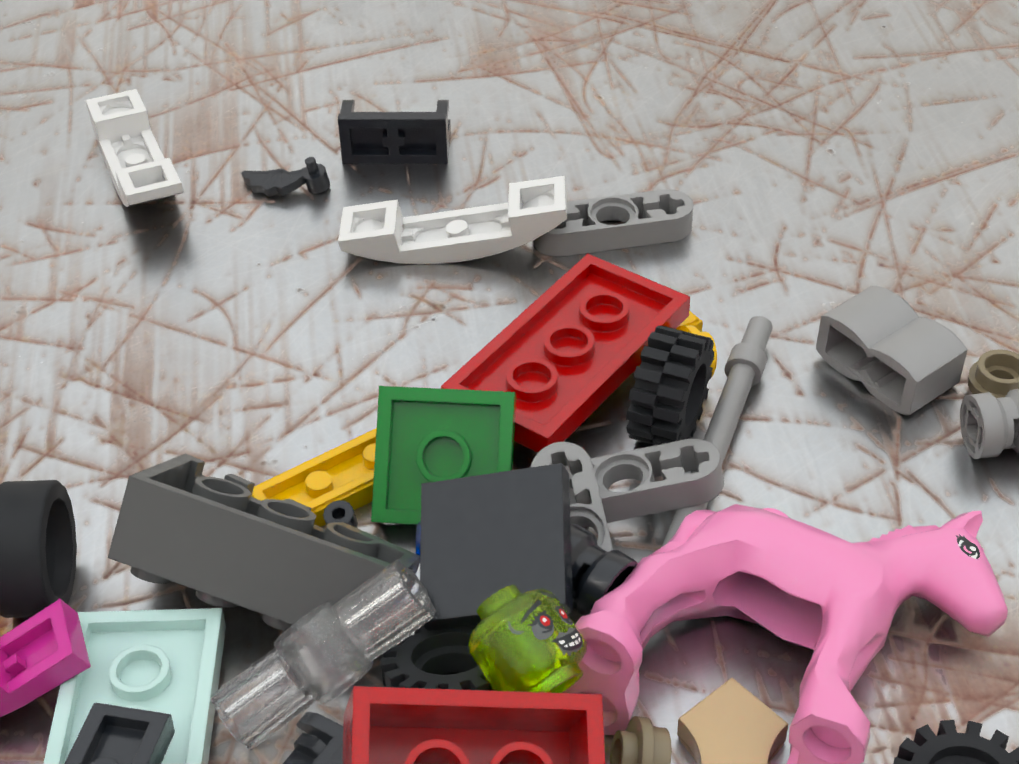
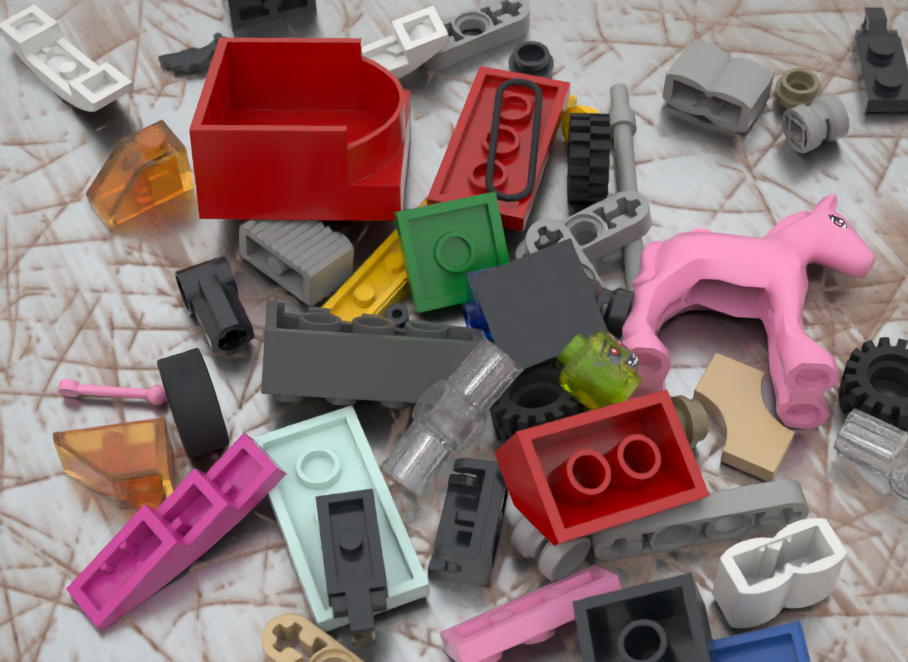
camera: 20 degrees left, 10 degrees up
(137, 437) = (214, 298): none -> black piece
(141, 285) = (140, 174): none -> clear orange slope
(265, 410) = (298, 255): none -> light grey brick
(321, 273) = (299, 132): none -> red piece
(602, 360) = (534, 141): none -> black piece
(668, 266) = (531, 59): none -> black plate

